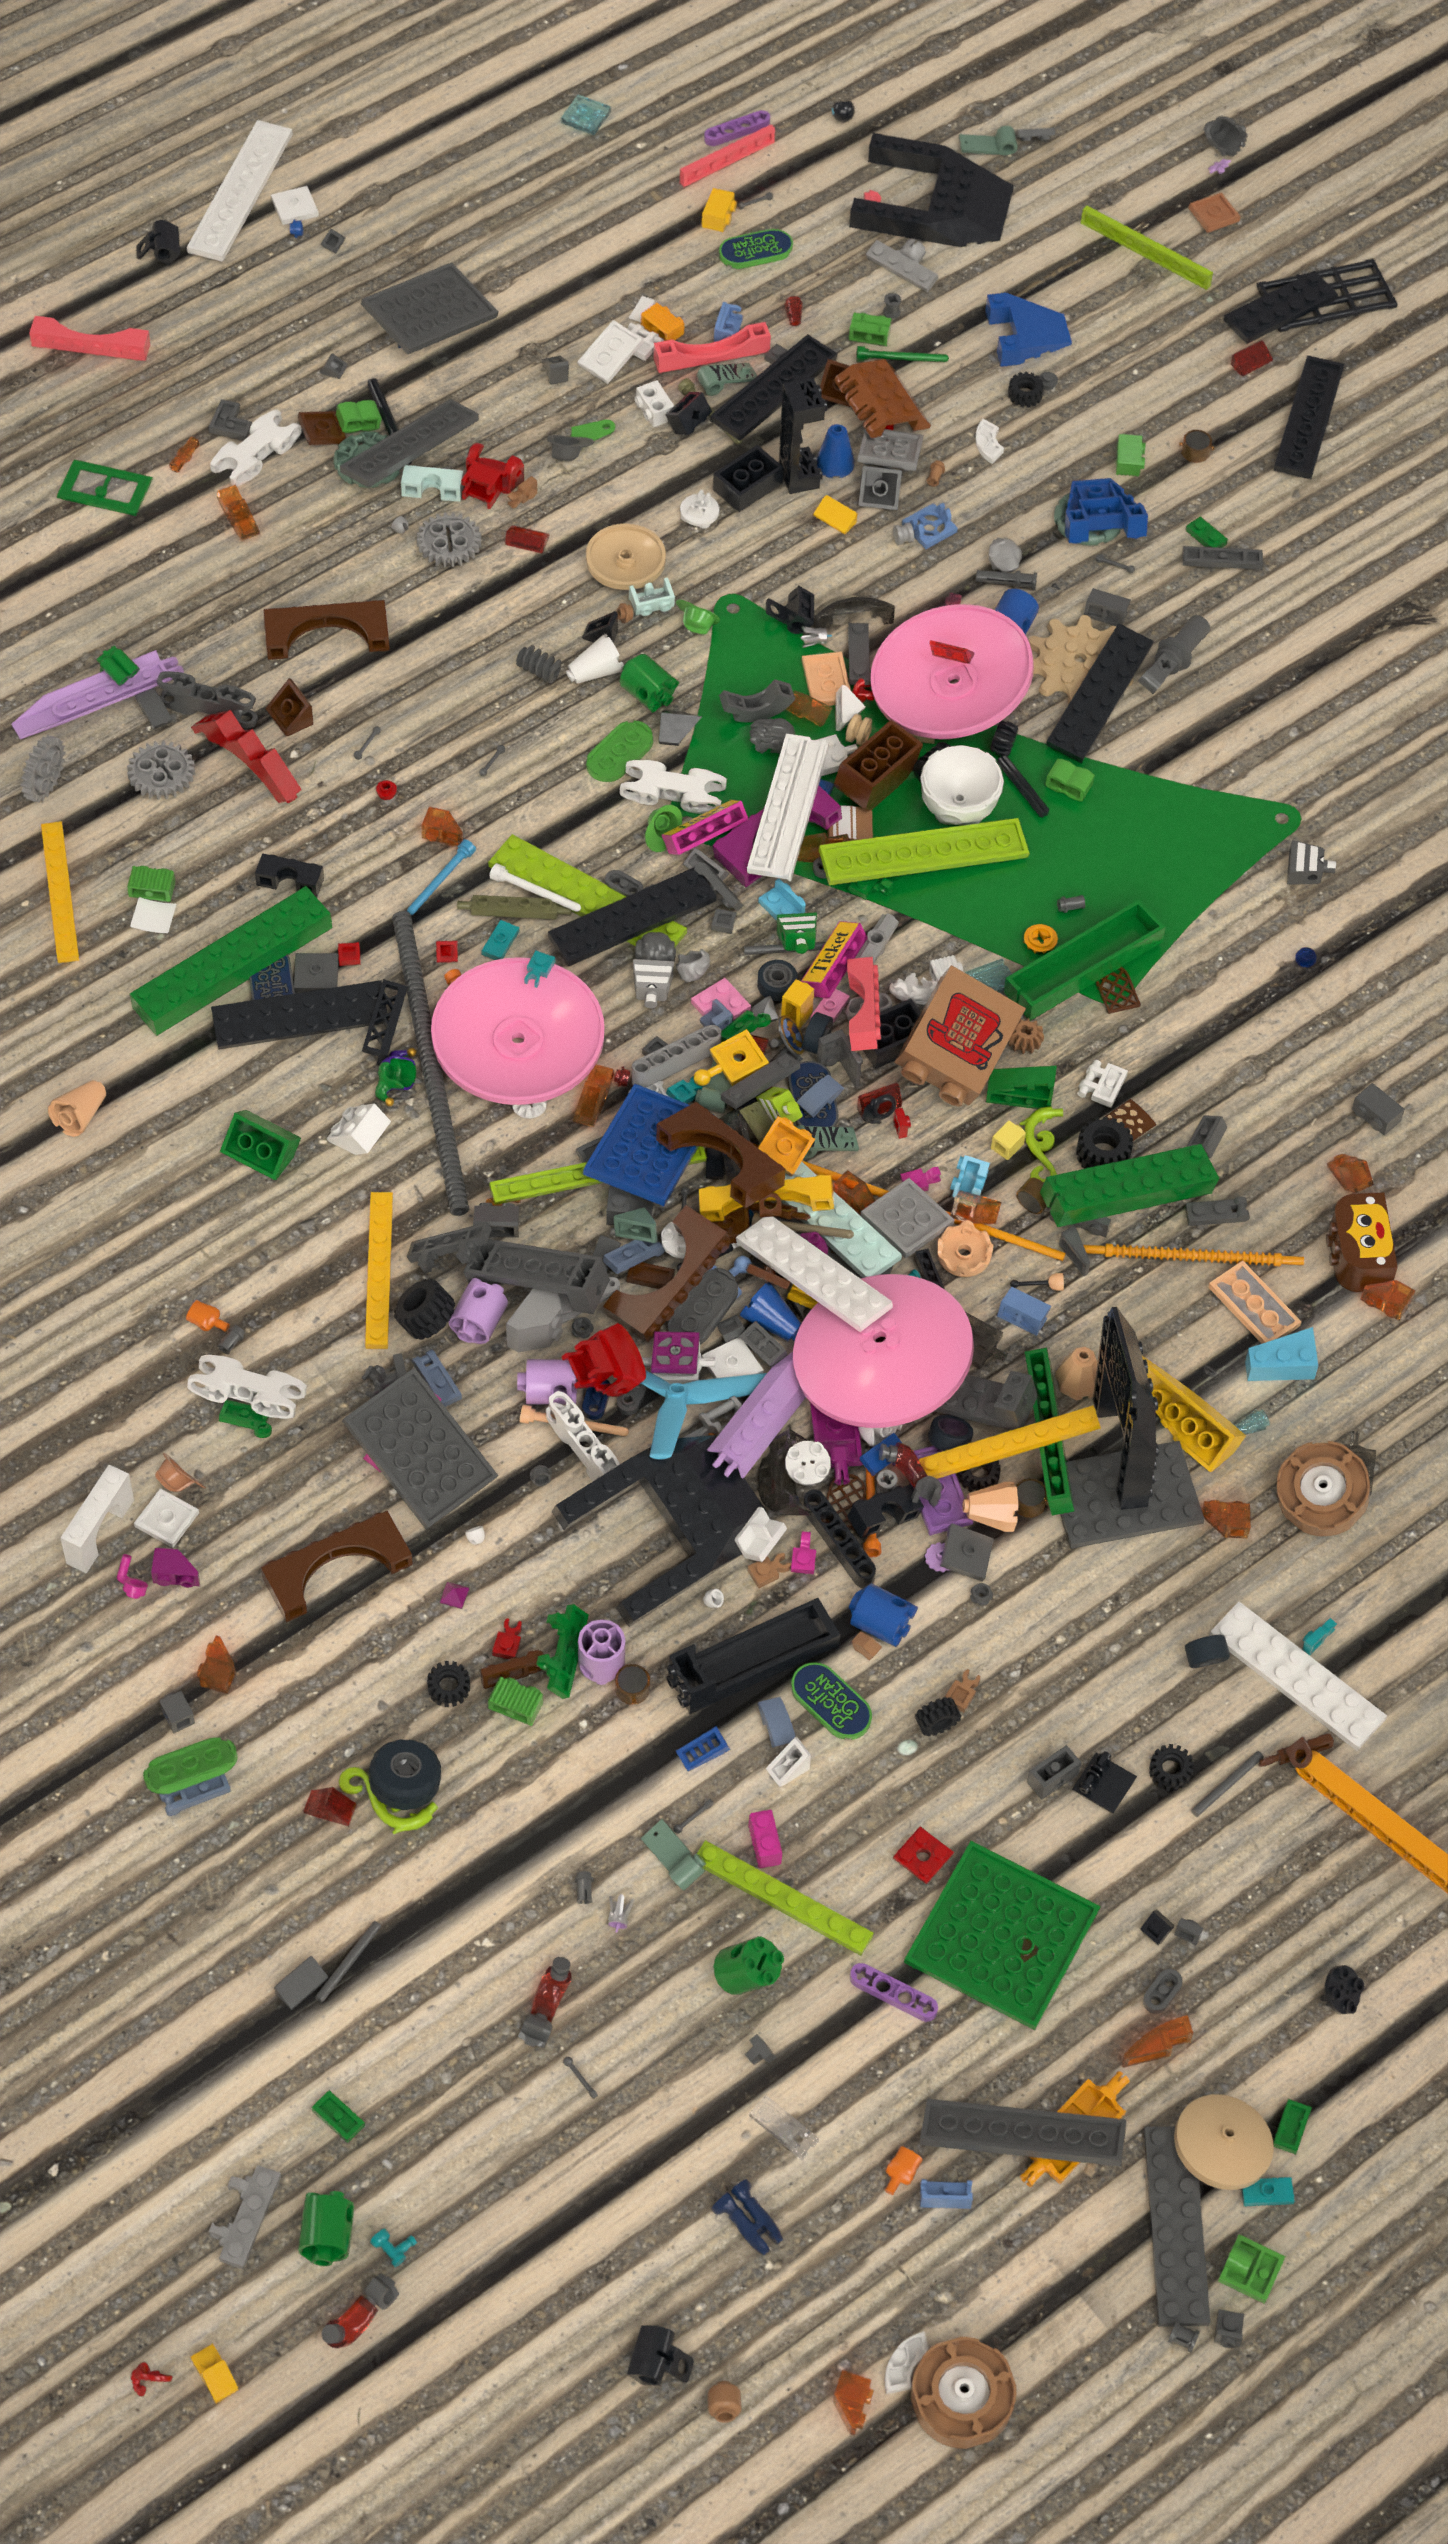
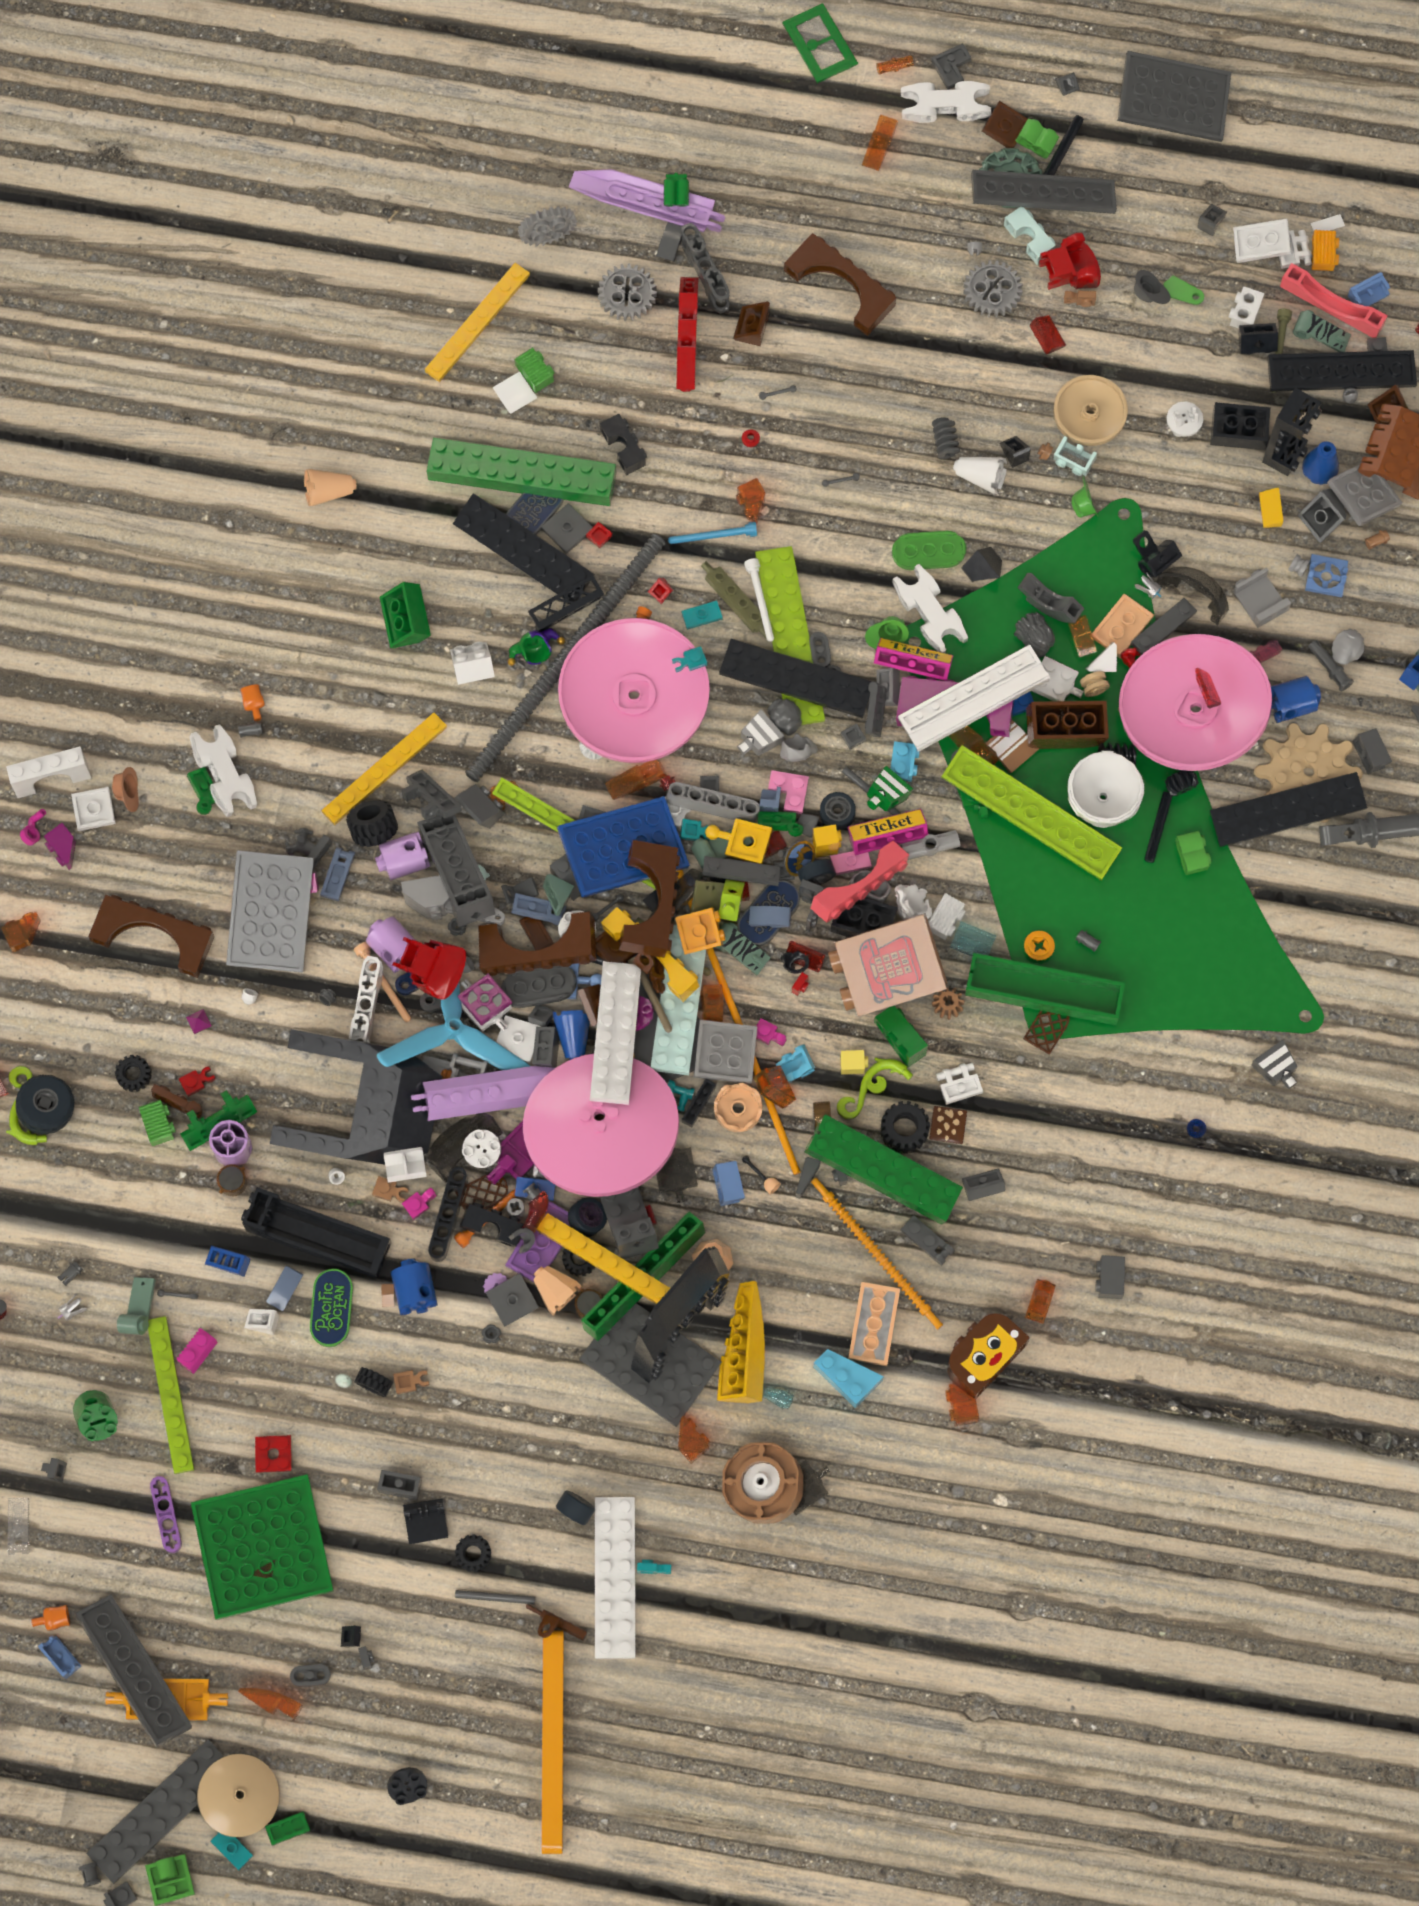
camera: 50 degrees right, 15 degrees up
(648, 682) = (996, 519): green cylinder -> none
(902, 579) = (1260, 598): none -> light grey panel

